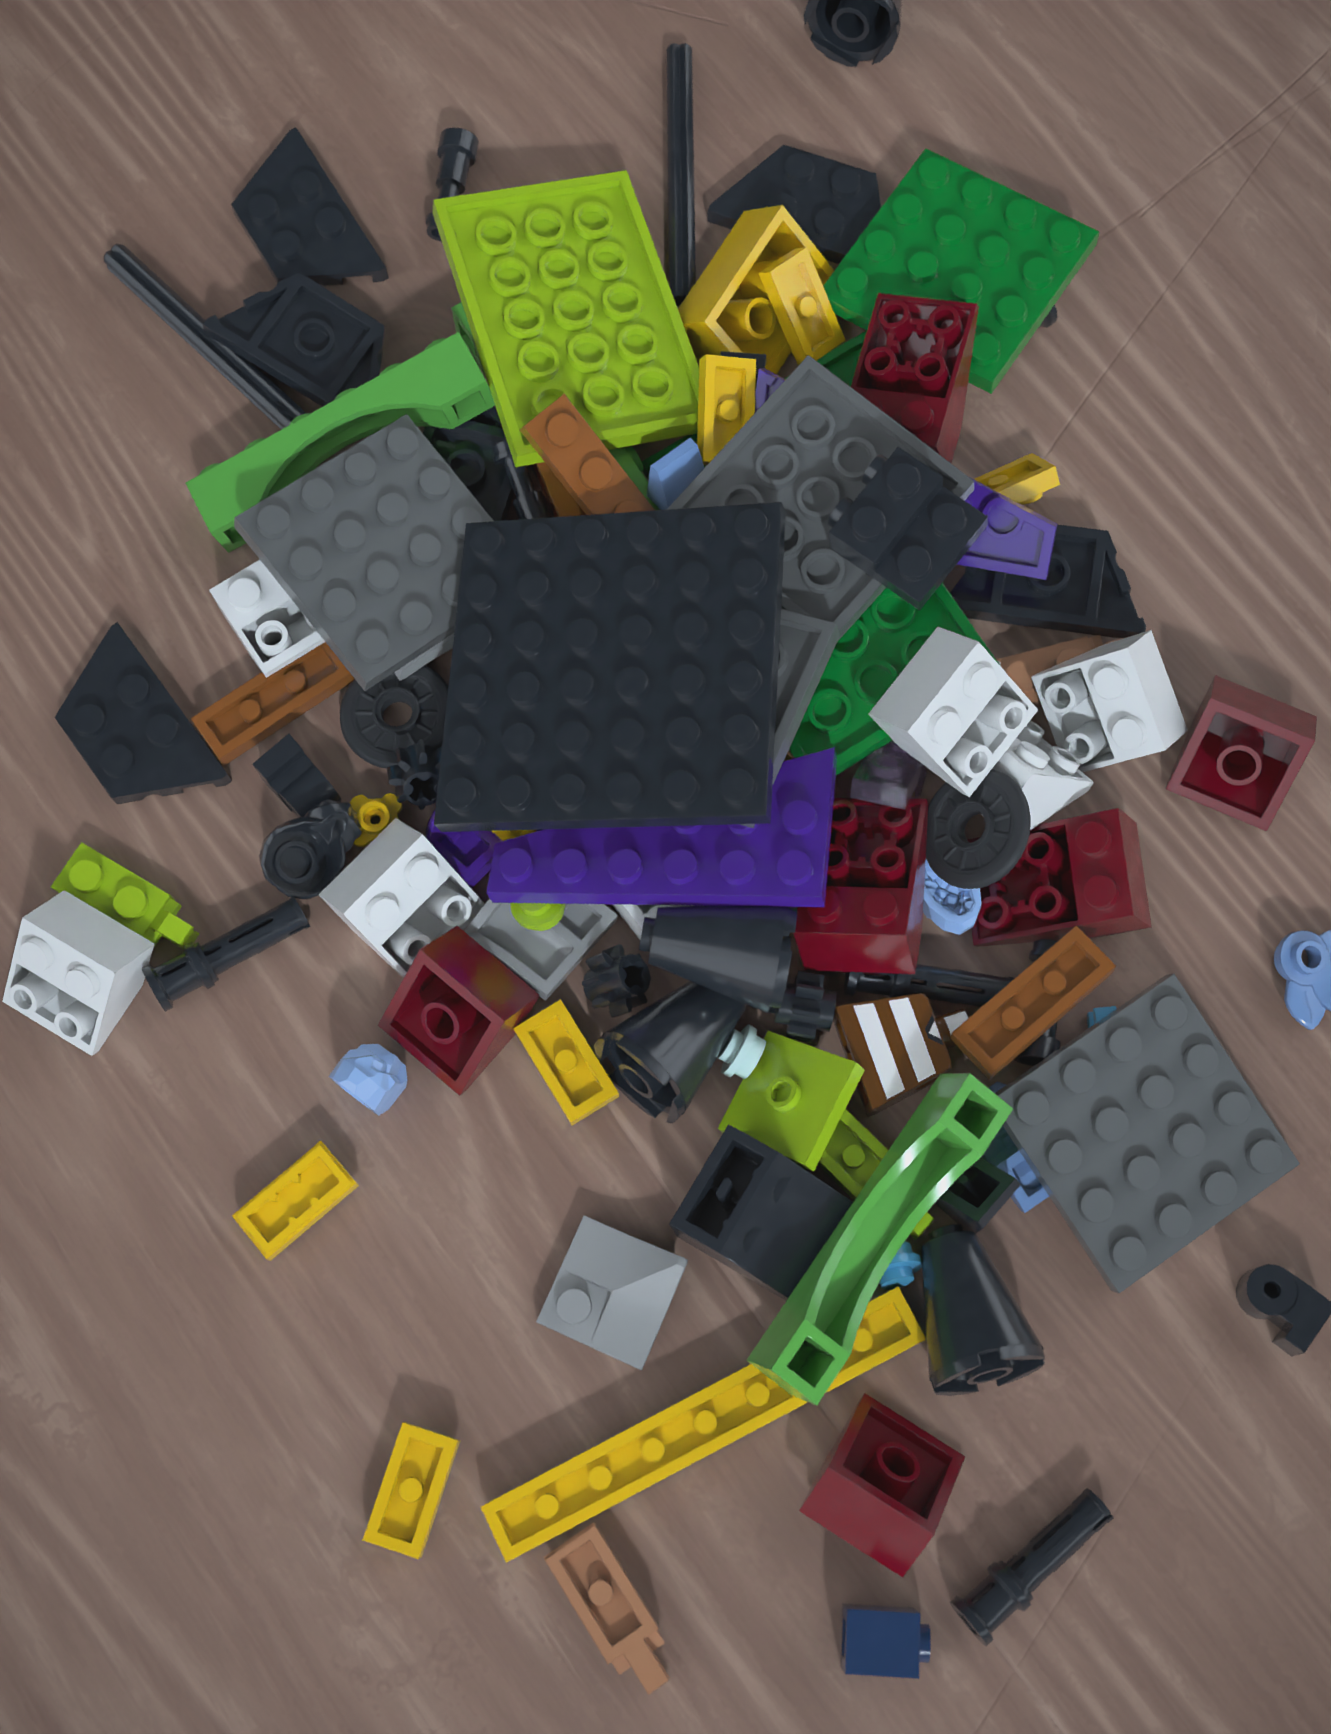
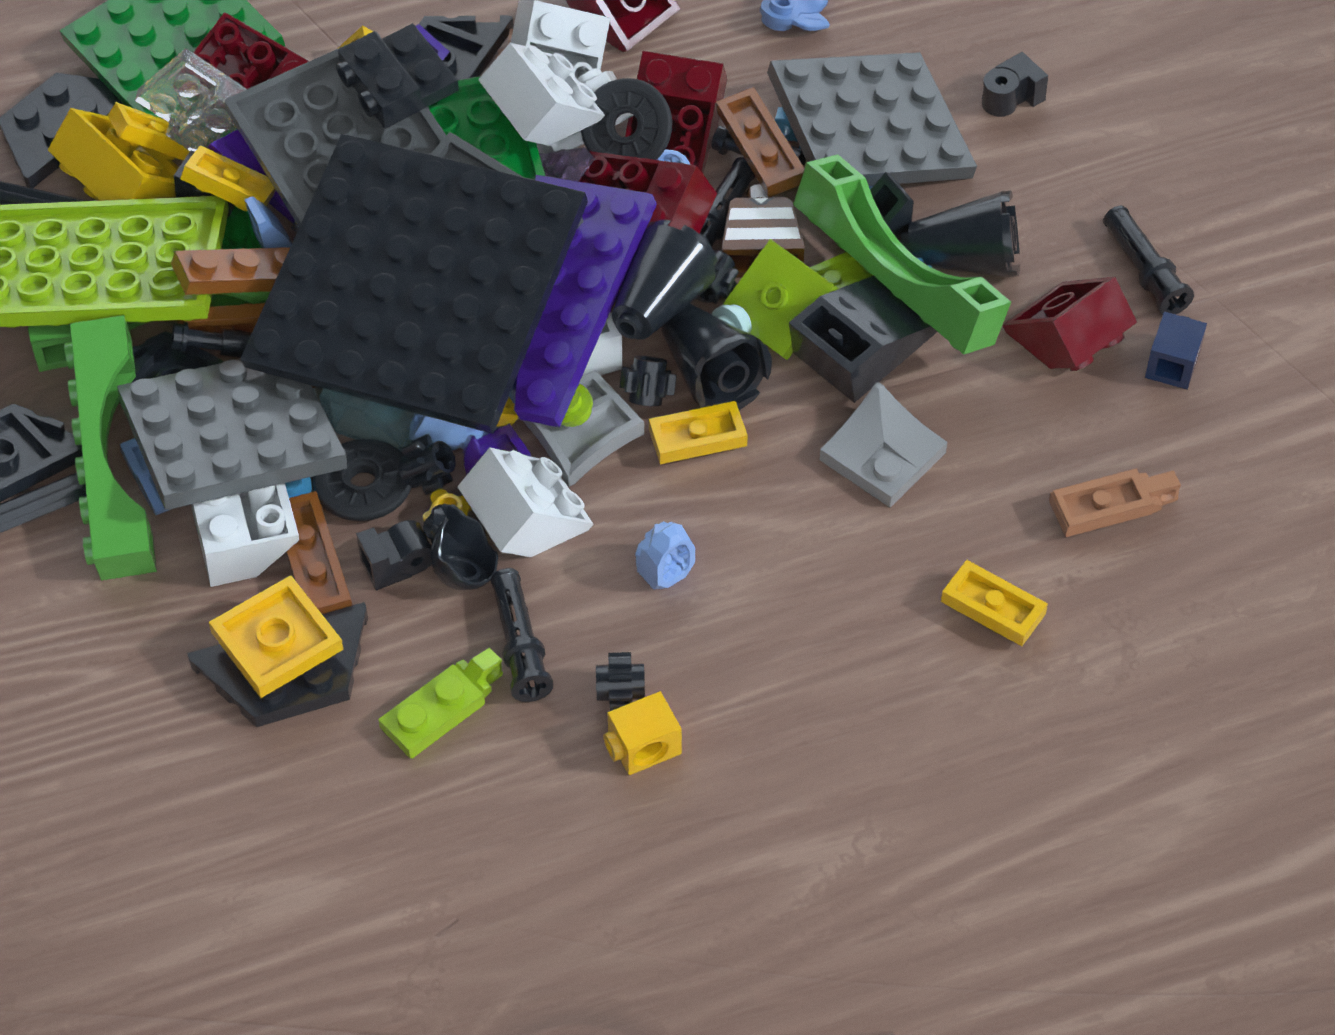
camera: 75 degrees left, 20 degrees down
(75, 970) = (495, 741): white slope -> none
(122, 1128) = (643, 733): none -> yellow brick
(133, 700) = (276, 636): none -> yellow plate
(181, 1082) = (620, 680): none -> black gear
(295, 1200) = (744, 631): yellow plate -> none
(457, 1008) = (631, 487): dark red slope -> none
(678, 1438) = (1009, 454): yellow plate -> none
(832, 332) = (191, 100): none -> clear plate

